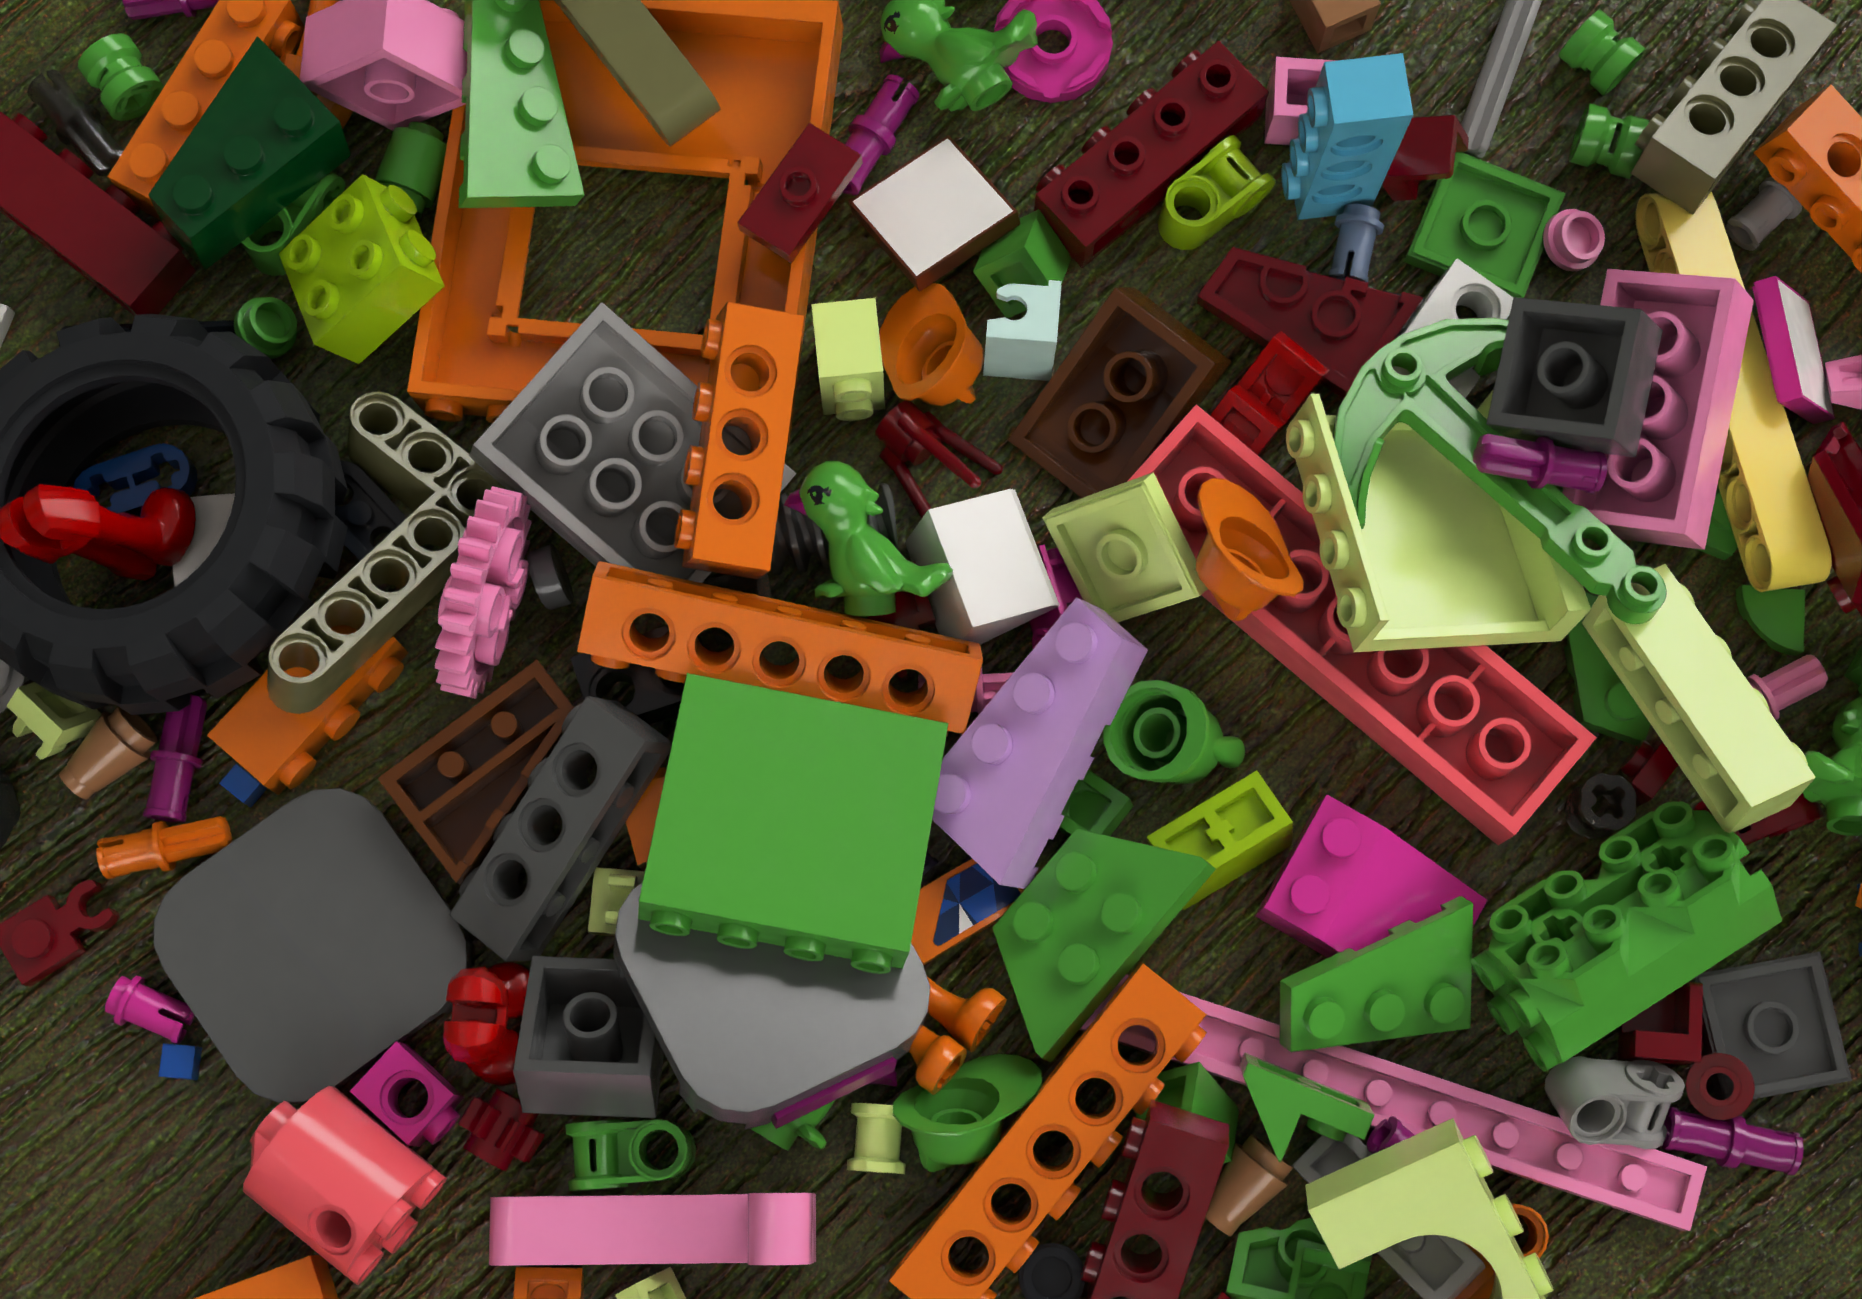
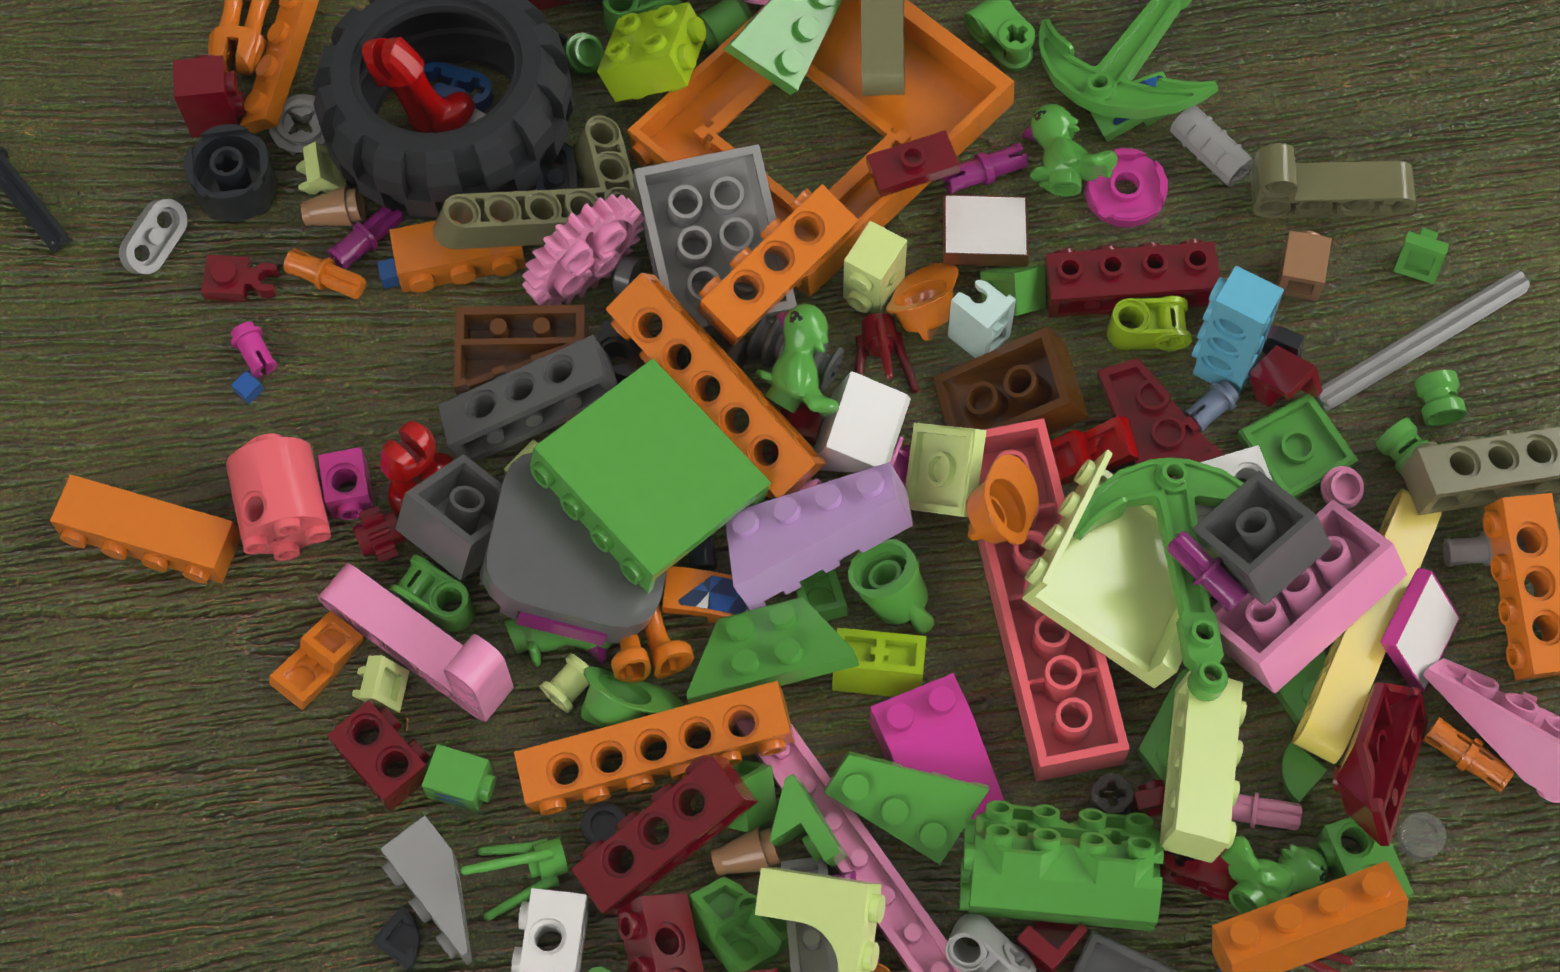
camera: 40 degrees right, 10 degrees down
(310, 945) = (357, 369): dark grey tile -> none

